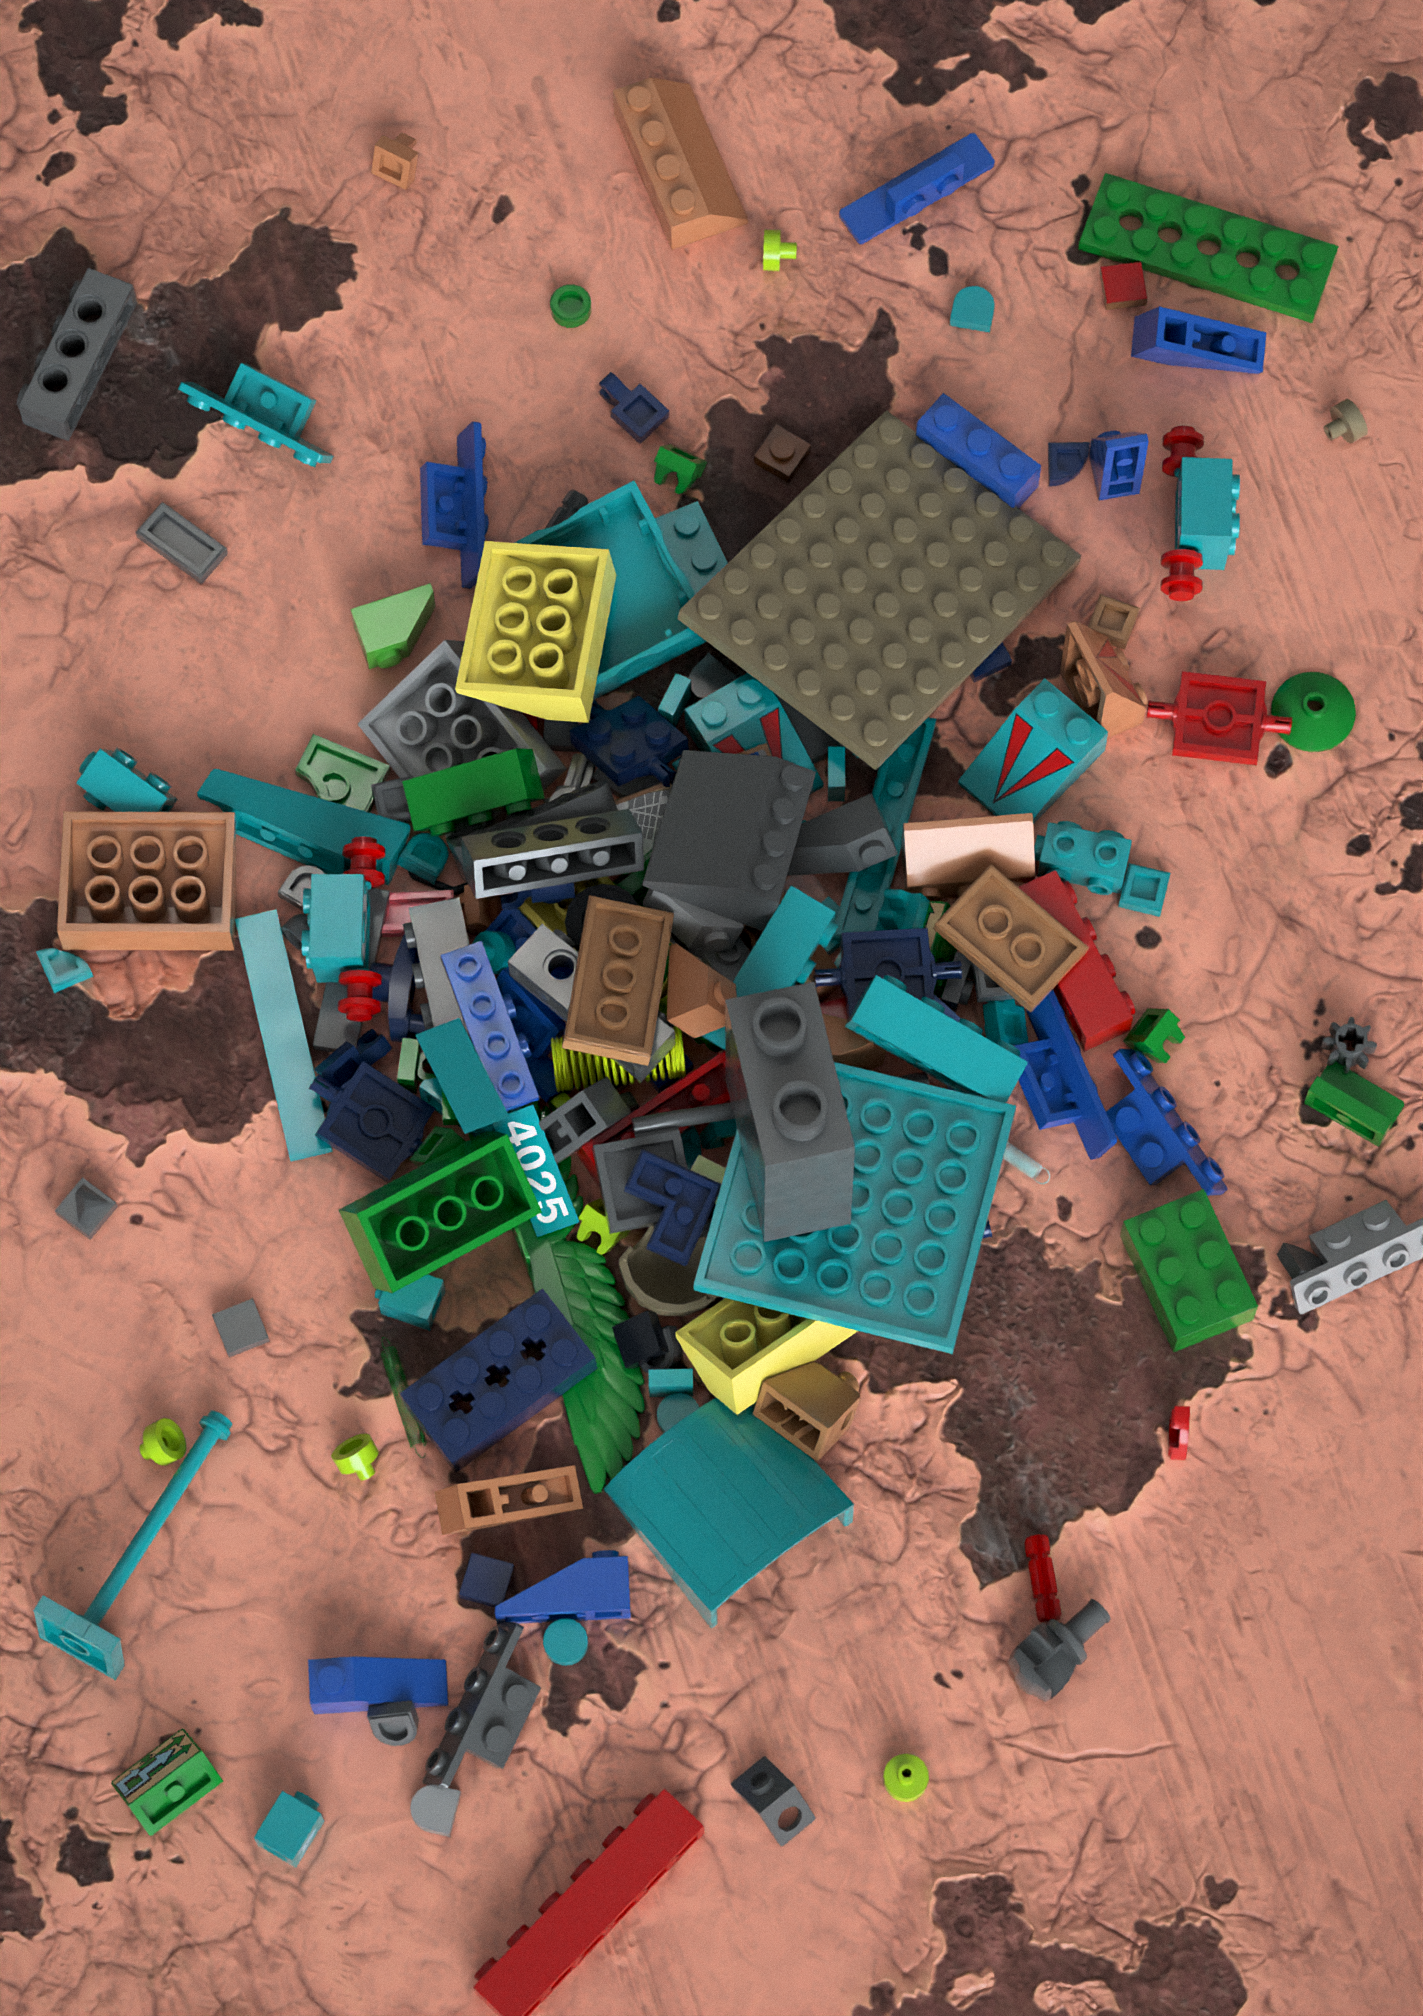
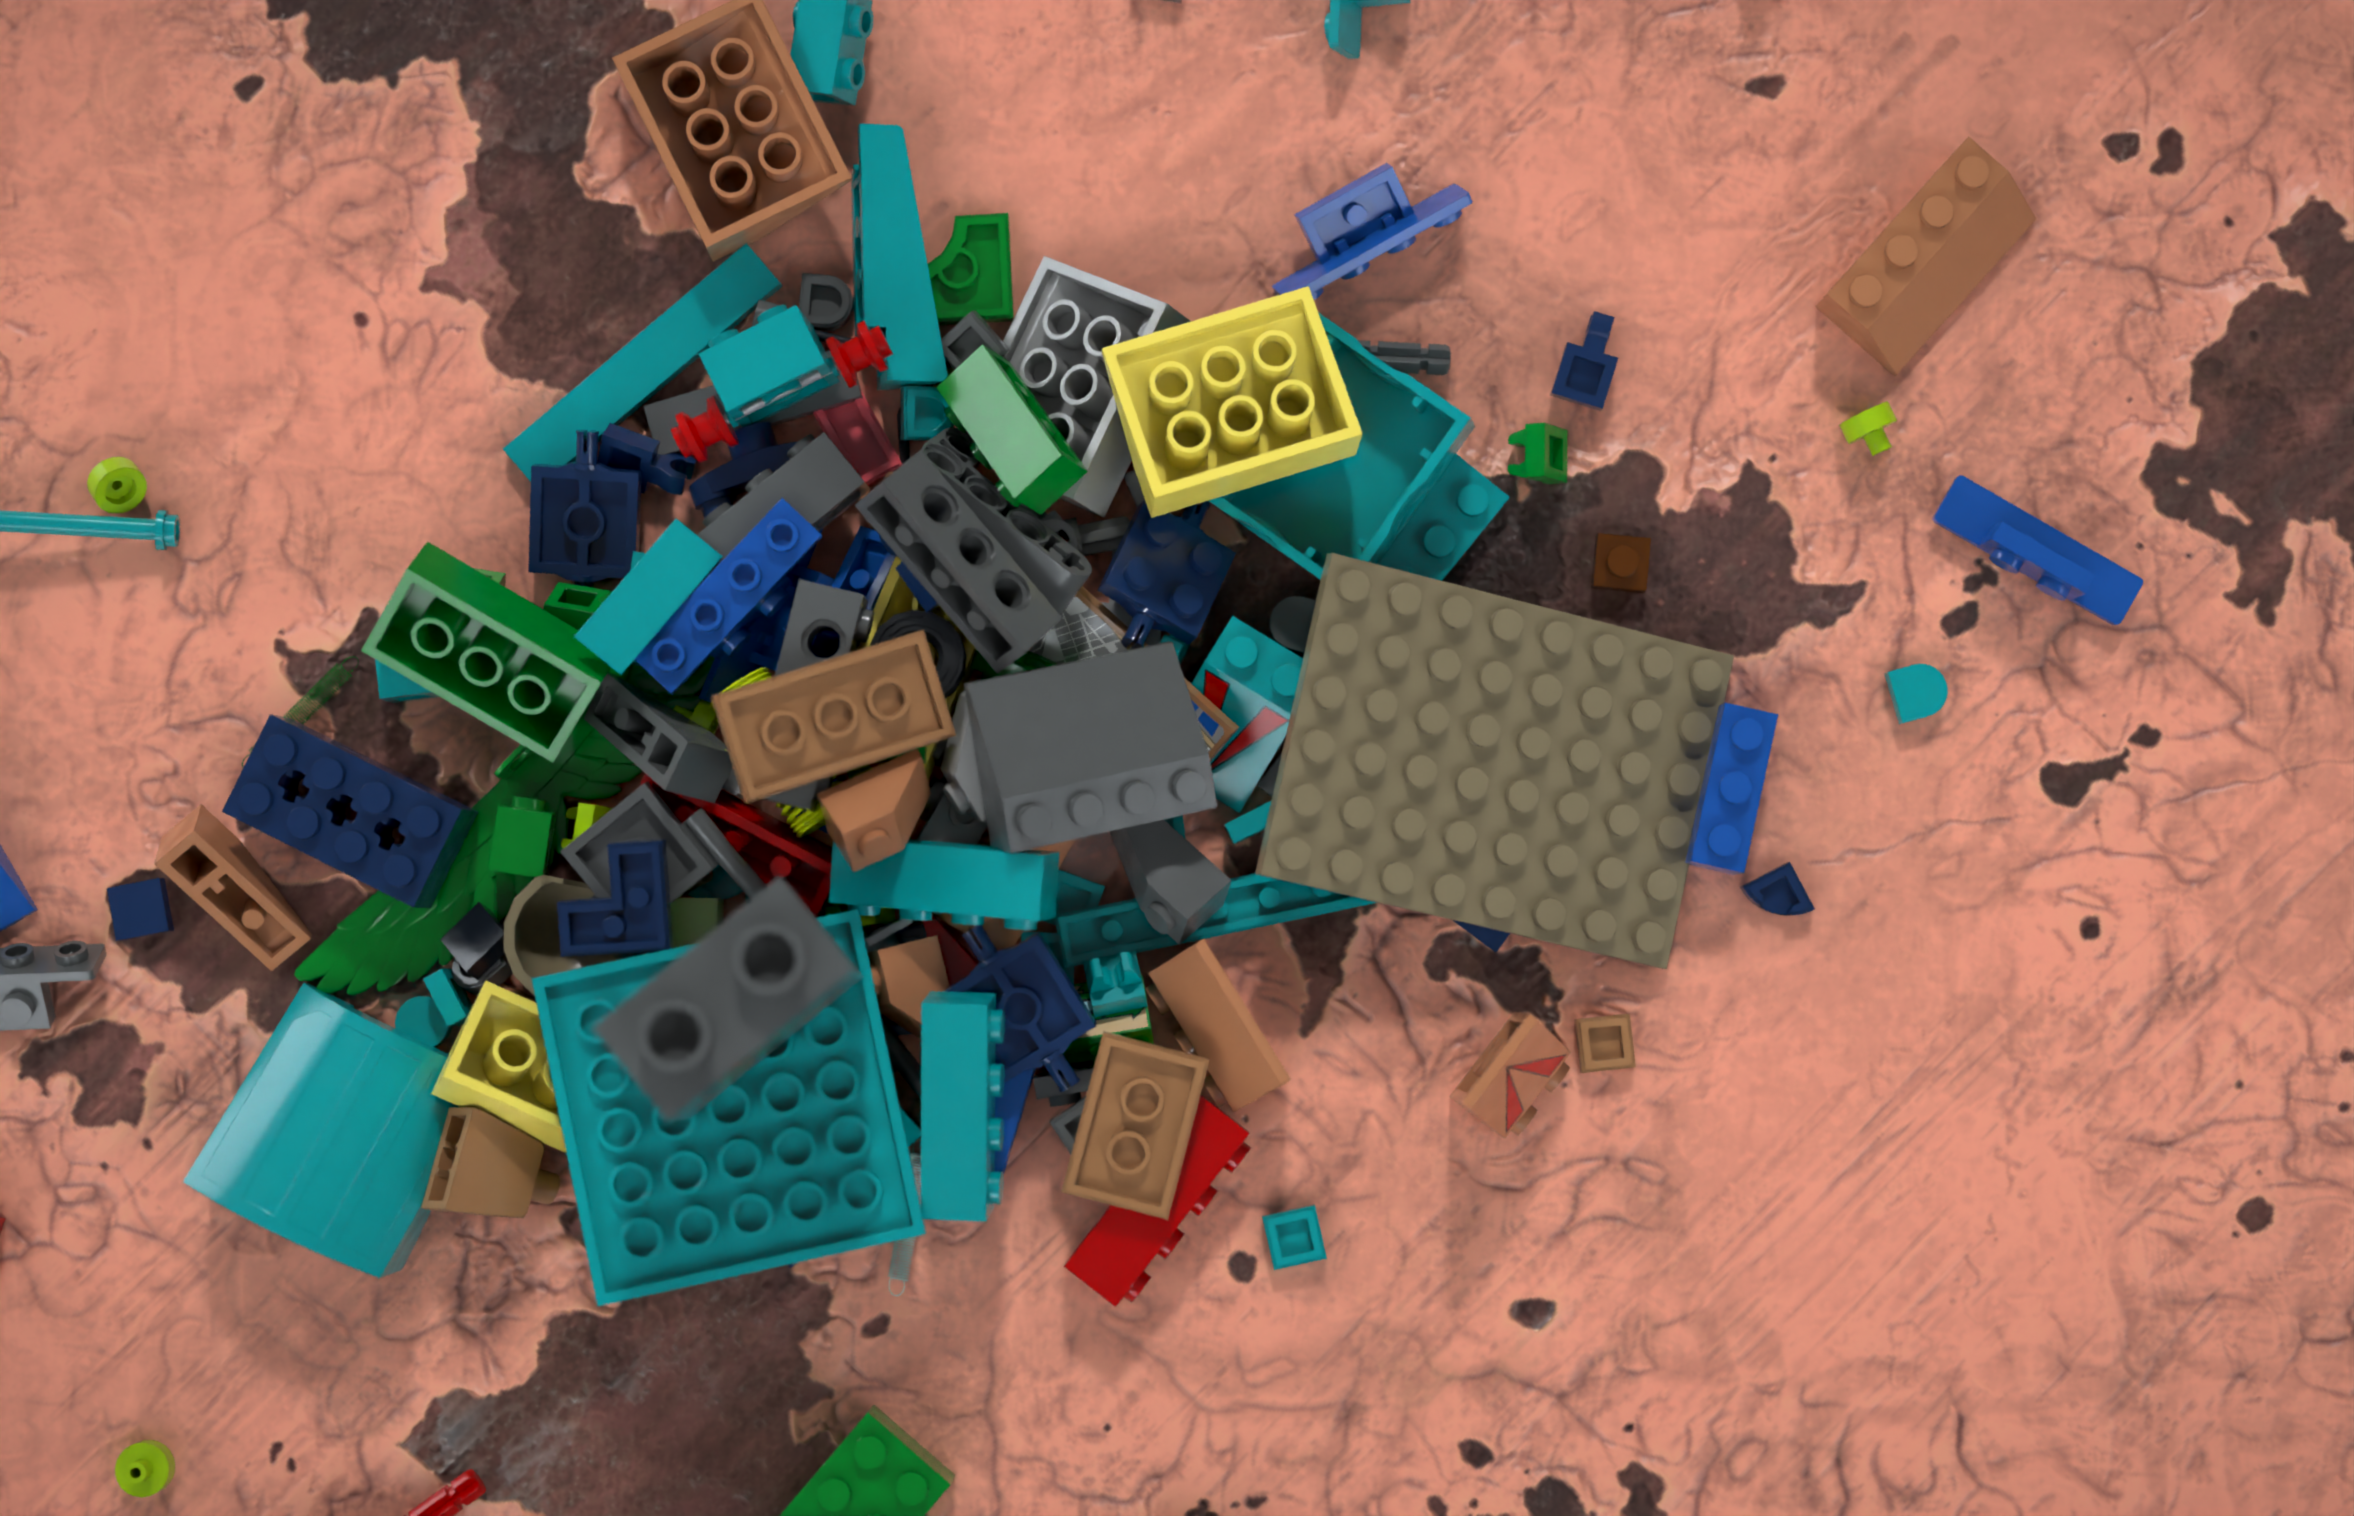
camera: 65 degrees right, 15 degrees up
(63, 968) = (600, 86): teal tile -> none
(86, 1208) = (340, 260): dark grey tile -> none
(240, 1328) = (289, 498): dark grey tile -> none
(356, 1456) = (203, 697): lime tile -> none
(393, 625) = (1177, 233): bright green slope -> none
(411, 1065) = (654, 525): green tile -> none
(498, 948) = (839, 549): teal tile -> none
(540, 1169) = (603, 730): teal sticker -> none
(565, 1642) = (114, 1028): teal tile -> none
(570, 306) = (1682, 228): green tile -> none
(583, 1270) = (523, 838): none -> green brick
(583, 1591) = (171, 1021): blue slope -> none
(675, 699) = (1248, 596): teal tile -> none
(769, 1795) = (48, 1334): dark grey bracket -> none
(1005, 1022) = (1042, 1162): teal plate -> none
(1035, 755) = (1384, 1036): teal slope -> none
(1059, 1081) = (1008, 1255): blue bracket -> none
(1084, 856) = (1289, 1134): teal brick -> none
(1118, 463) = (1801, 956): blue slope -> none
(1123, 285) = (2037, 851): red tile -> none
(1152, 1031) = (1122, 1331): green tile -> none
(1154, 1130) = (1008, 1391): blue bracket -> none
(1197, 342) = (2005, 975): blue slope -> none
(1203, 513) = (1782, 1087): teal brick -> none
(1214, 272) = (2173, 941): green plate -> none
(1219, 718) = (1544, 1224): red plate -> none
(1315, 729) = (1587, 1312): green dish -> none
(1346, 422) = (1992, 1196): dark tan tile -> none

